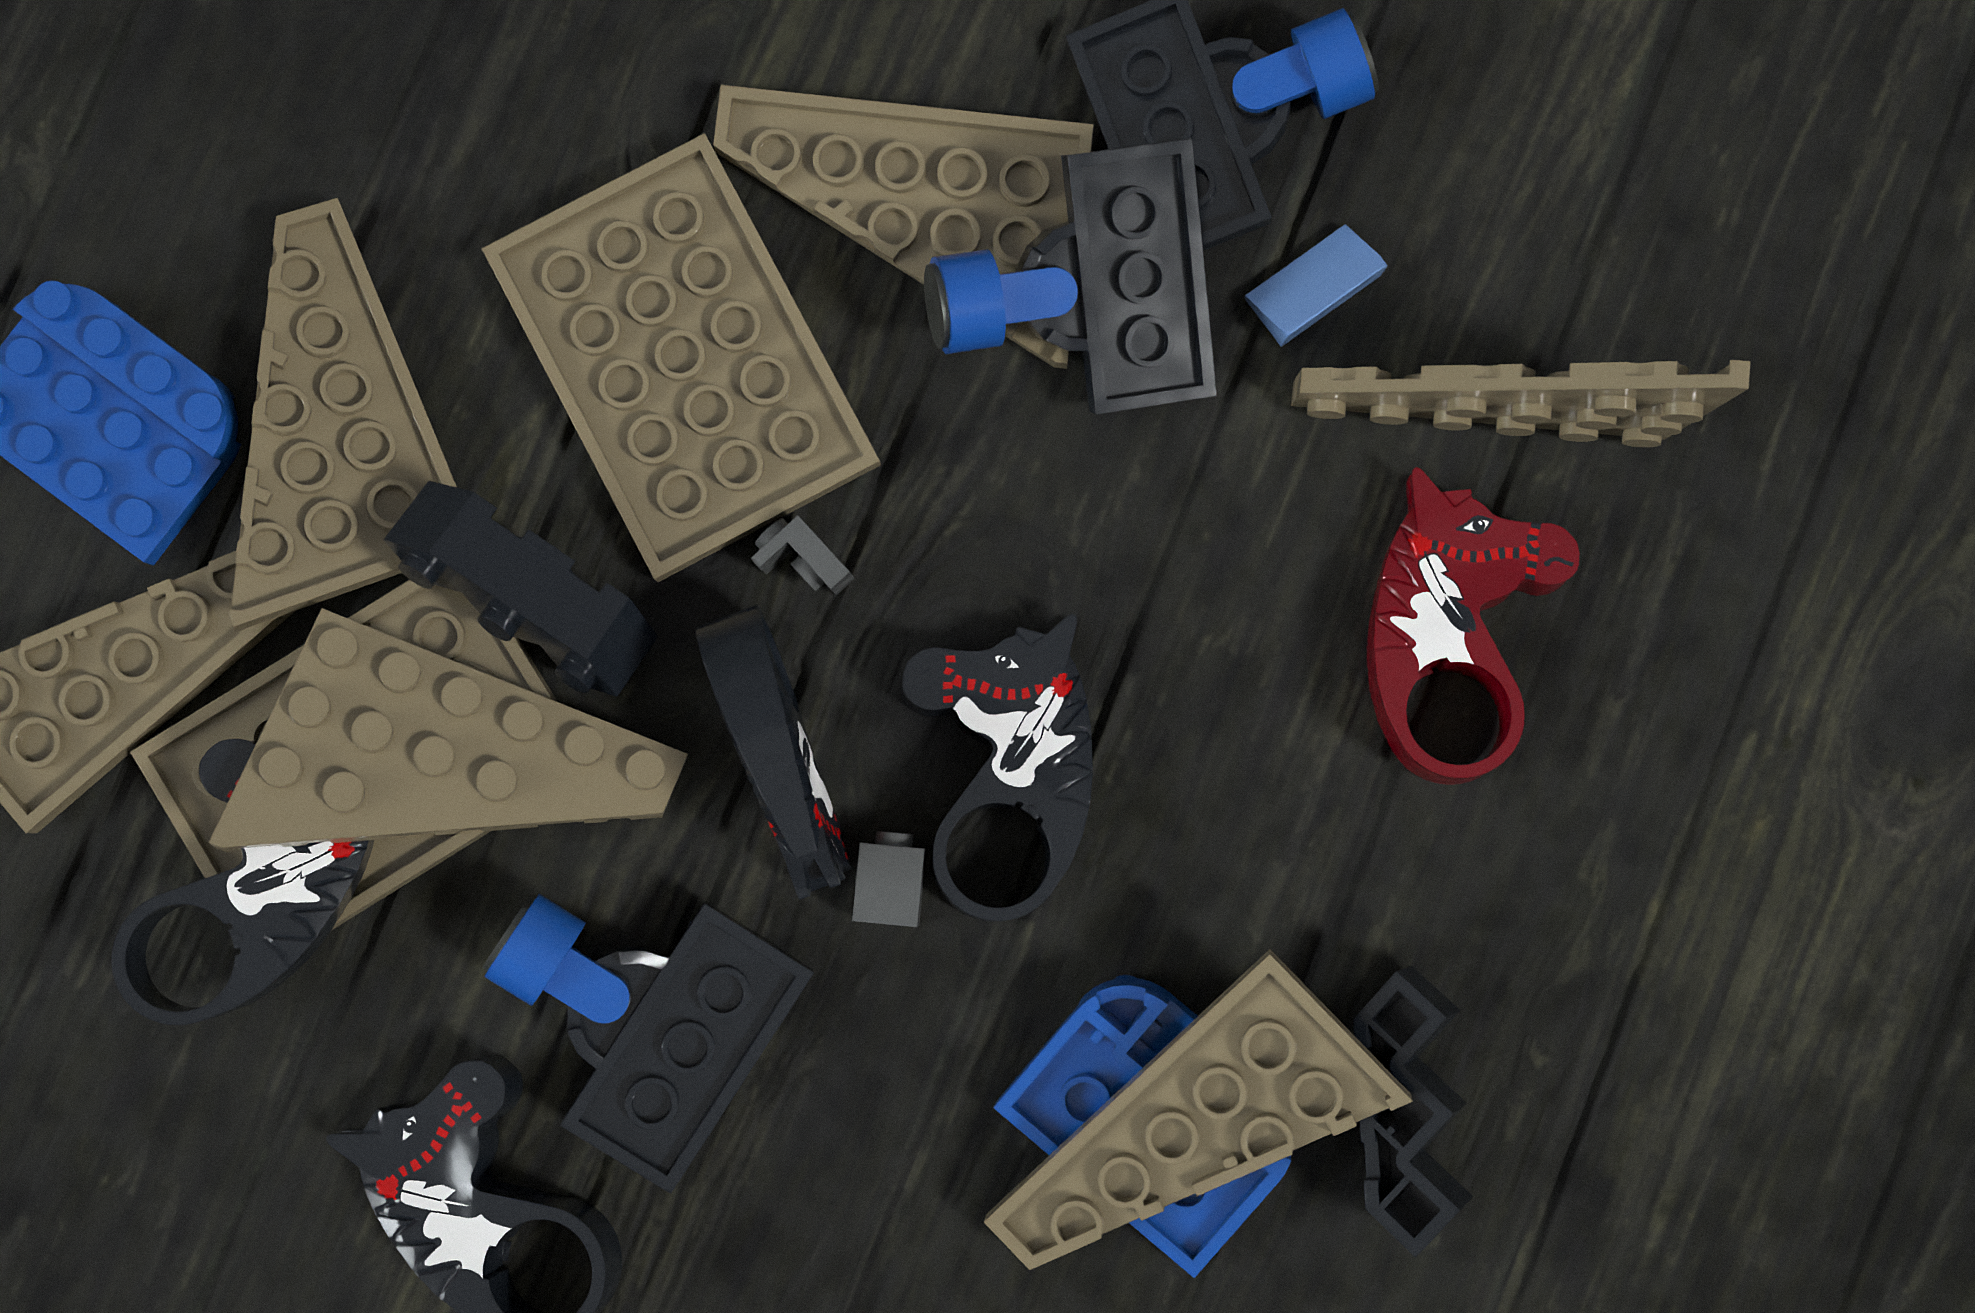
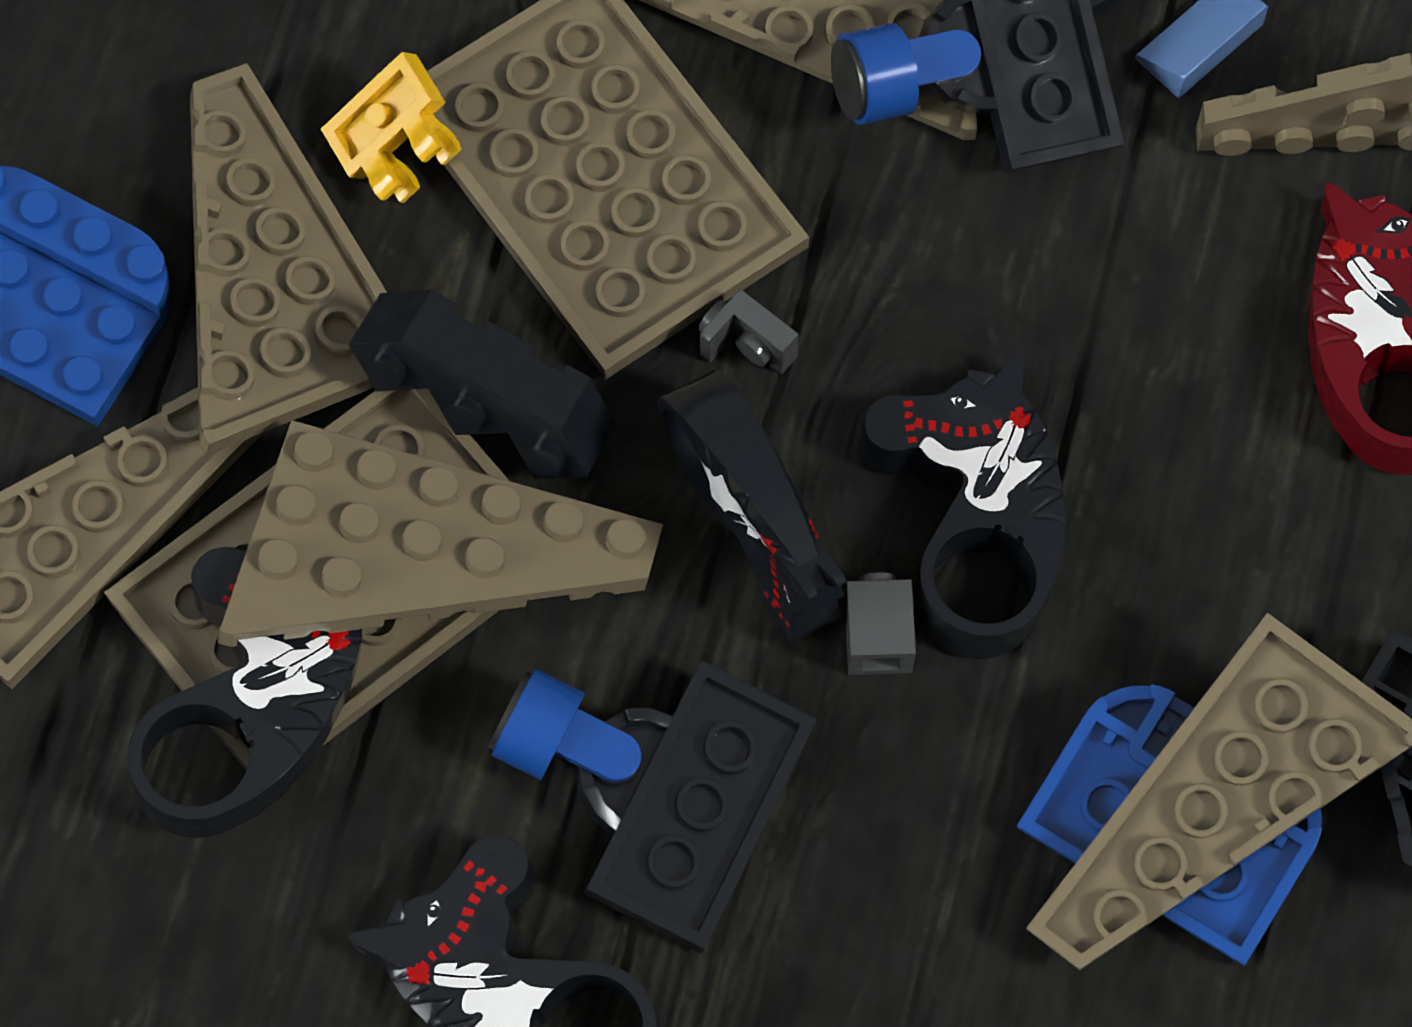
camera: 10 degrees left, 15 degrees down
(467, 276) = (381, 117): none -> yellow plate

